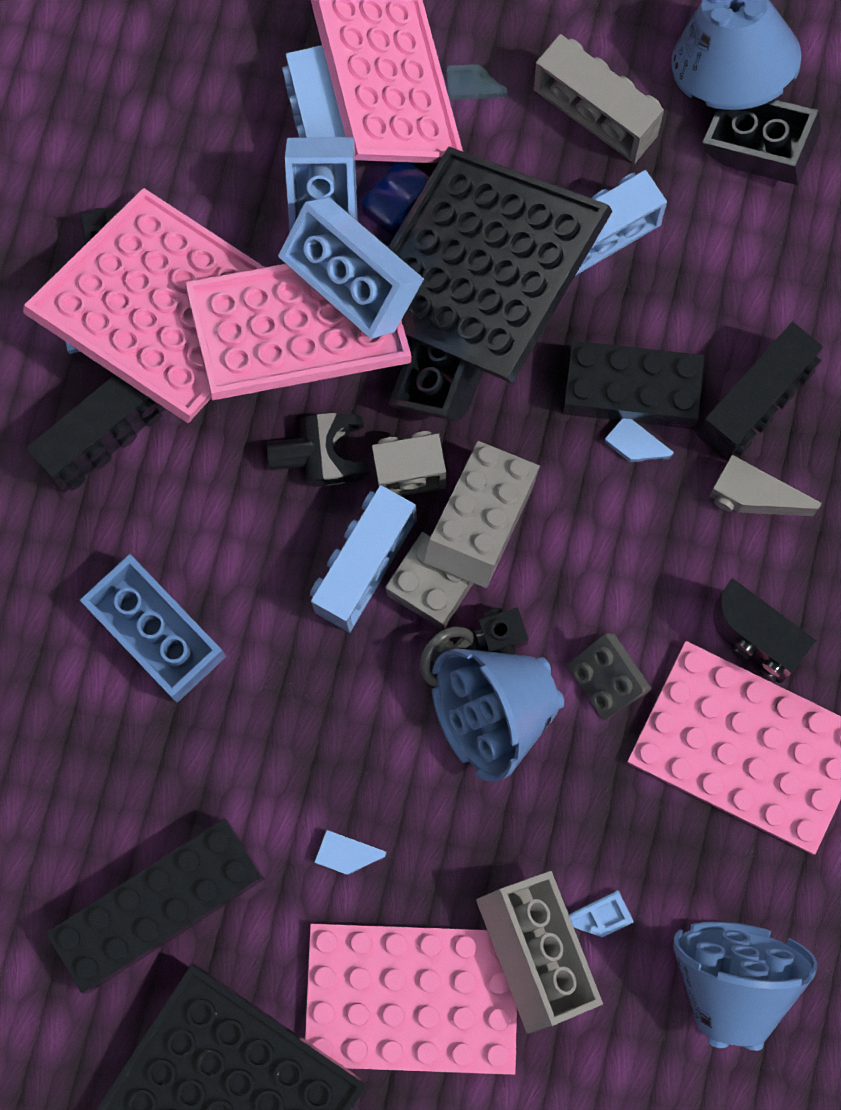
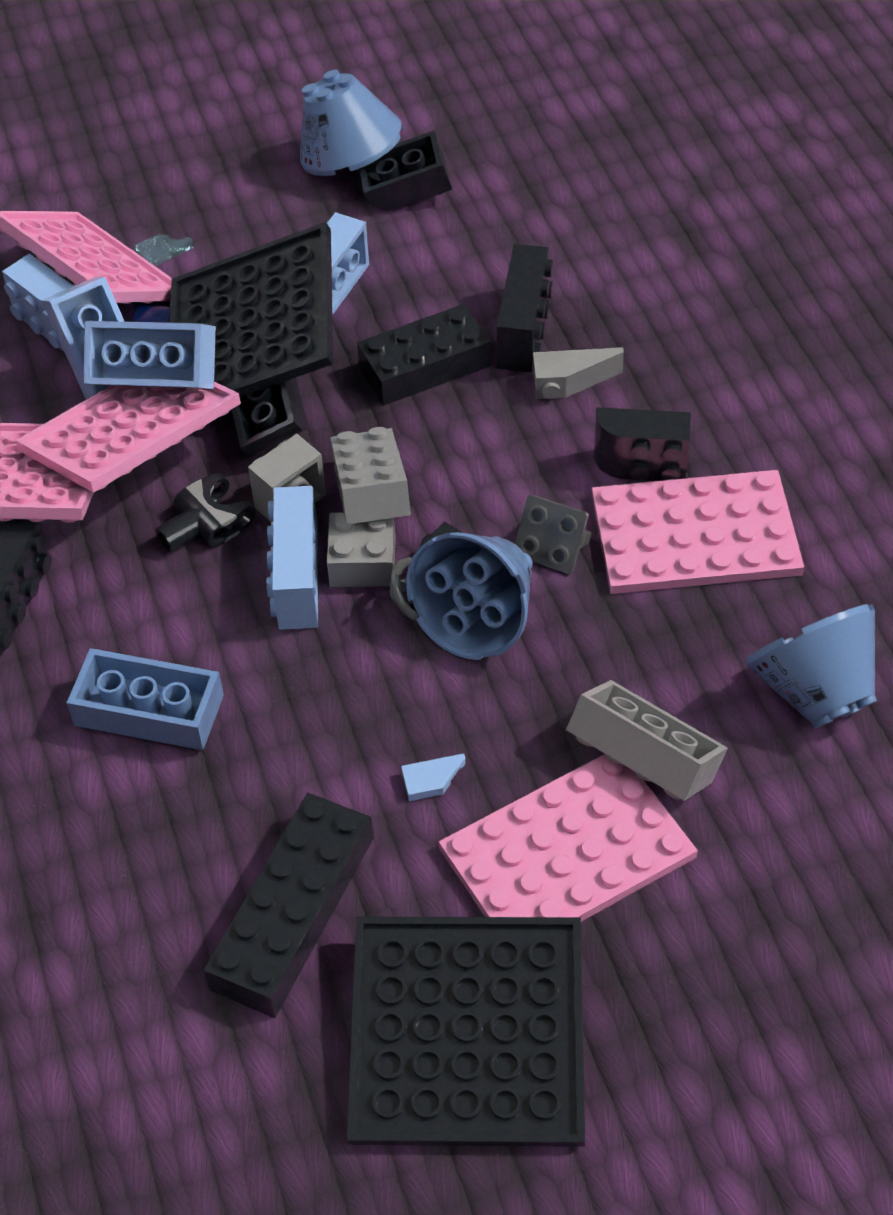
camera: 35 degrees left, 25 degrees down
(598, 98) = (263, 203): light grey brick -> none
(602, 916) = (680, 698): light blue tile -> none
(636, 443) = (454, 392): light blue tile -> none

